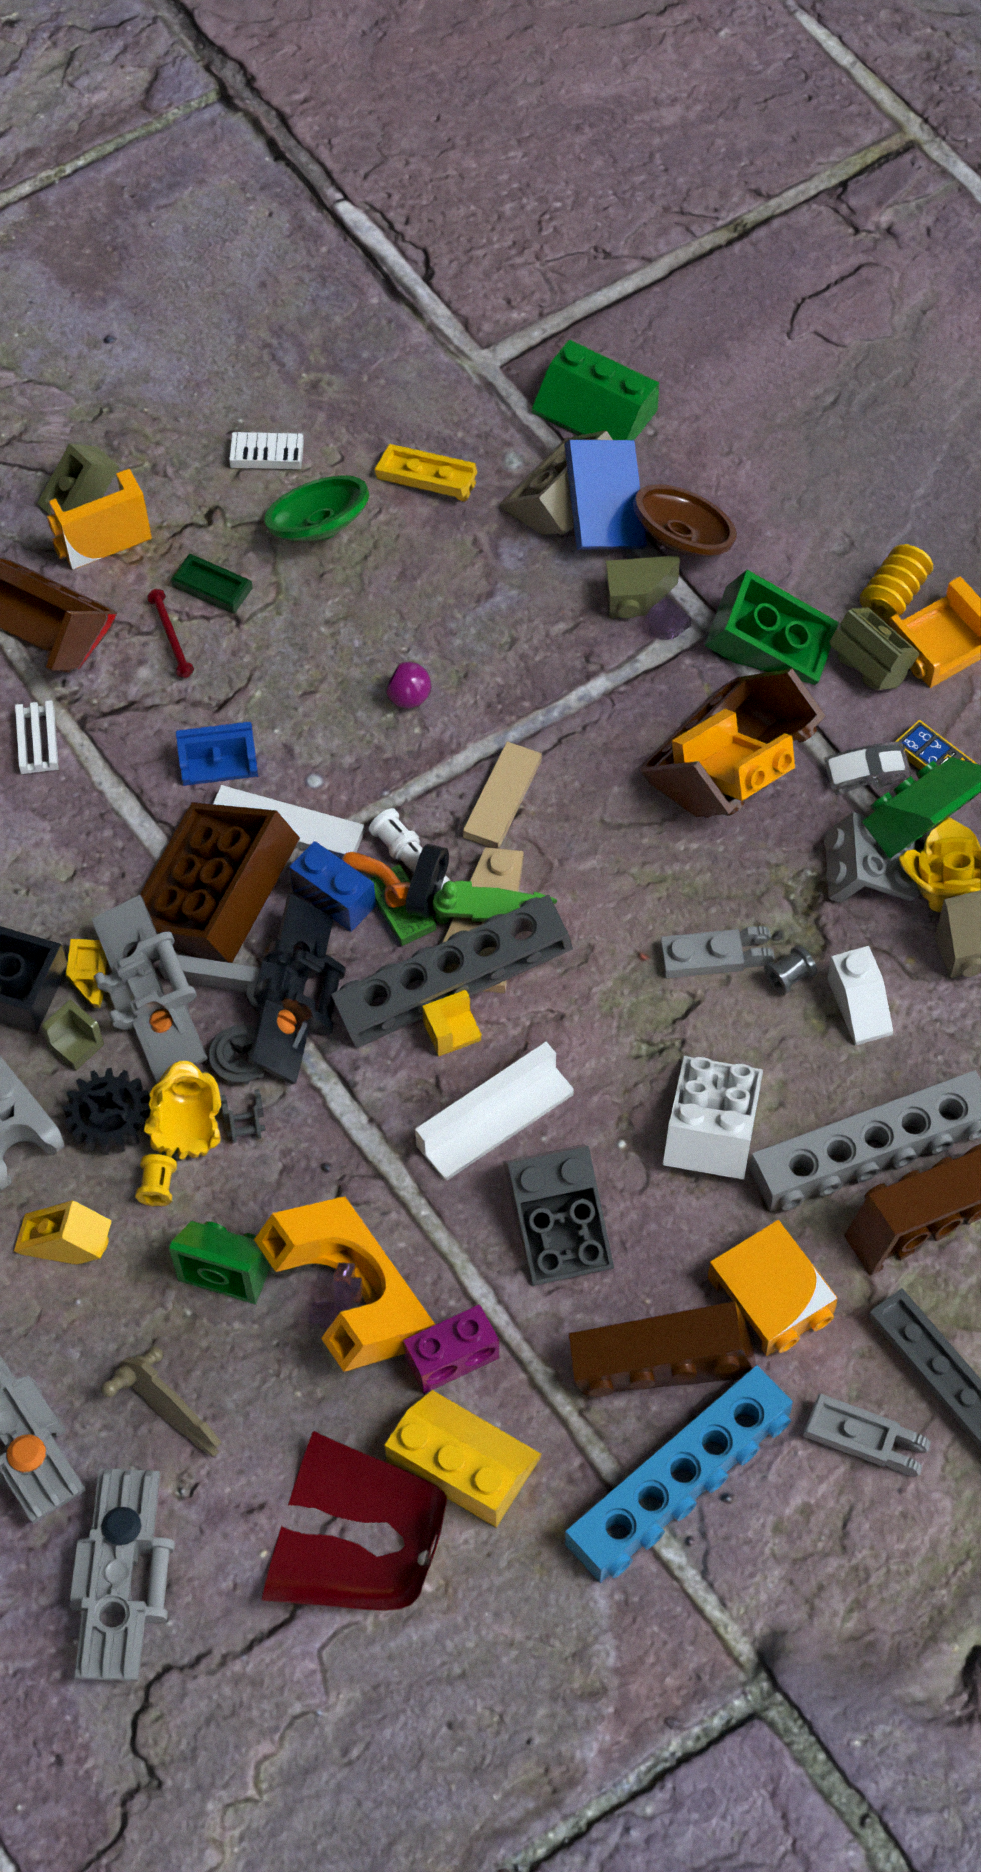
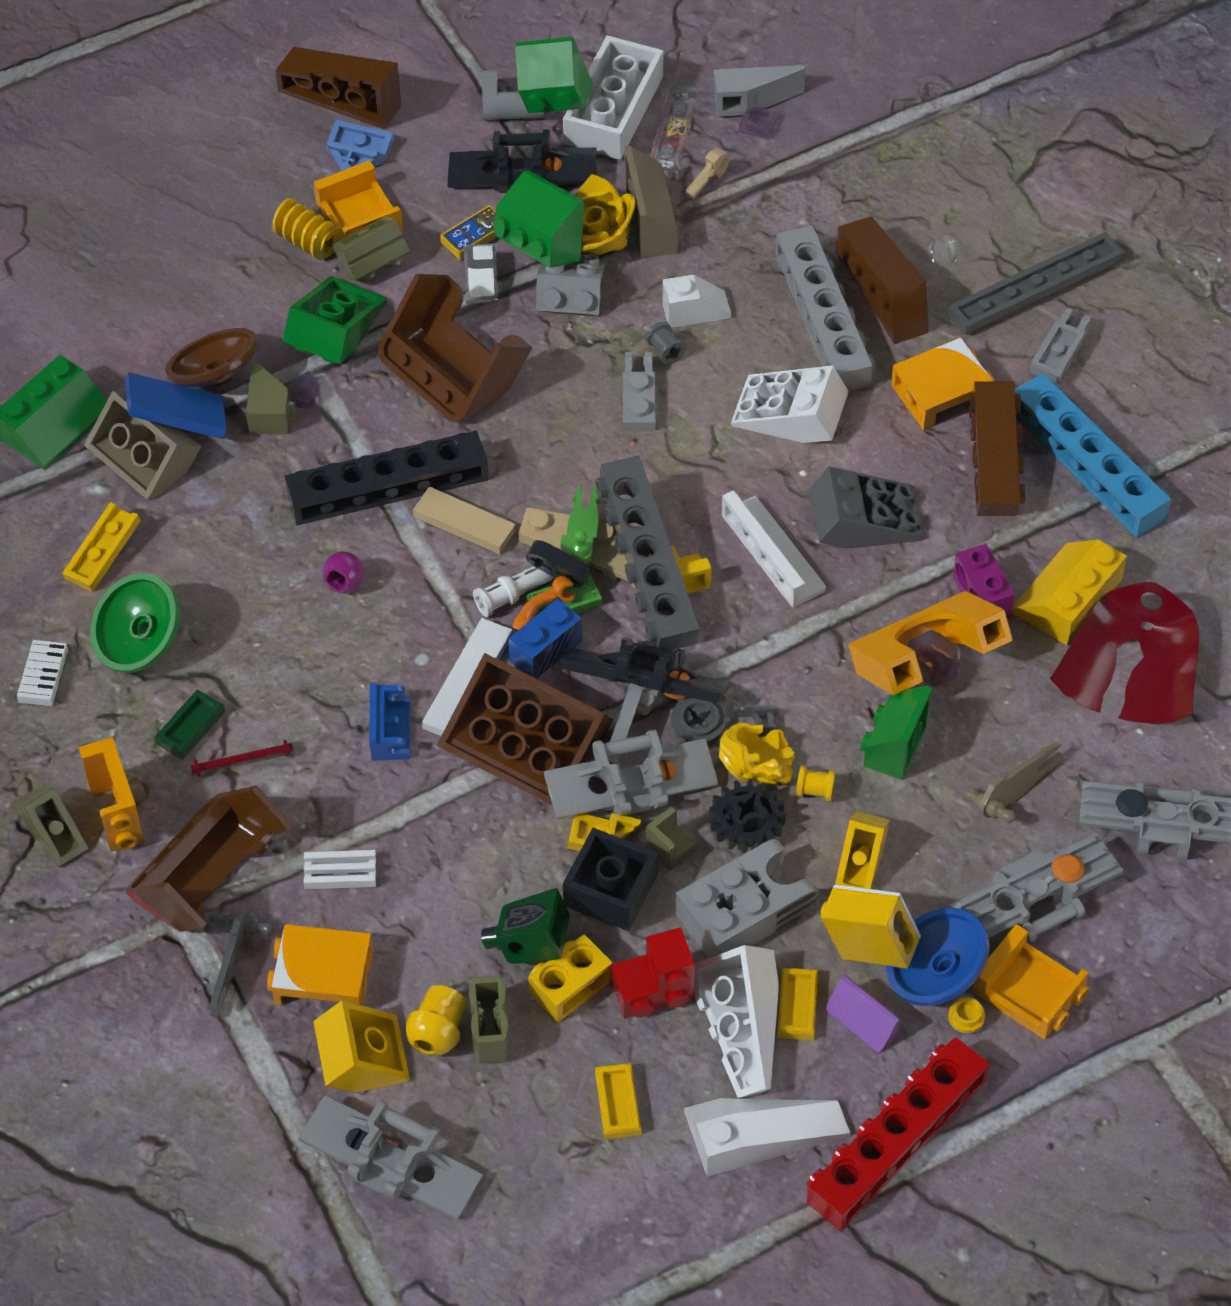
camera: 85 degrees left, 5 degrees down
(576, 787) = (386, 477): none -> black brick
(733, 759) = (477, 335): light orange panel -> none

